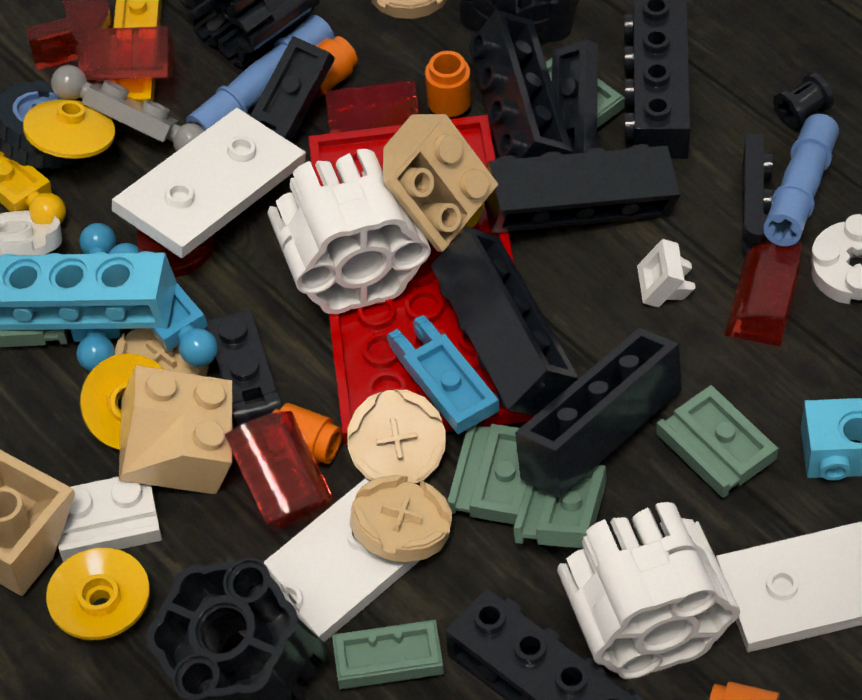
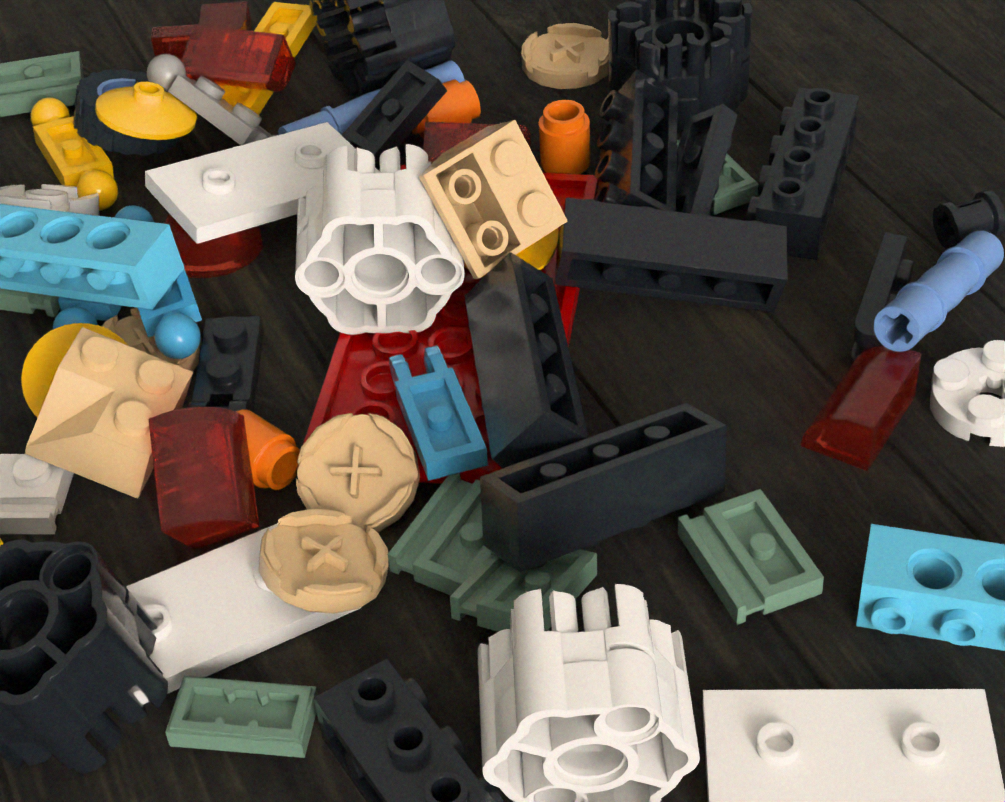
camera: 15 degrees right, 10 degrees down
(663, 274) = (746, 364): white tile -> none

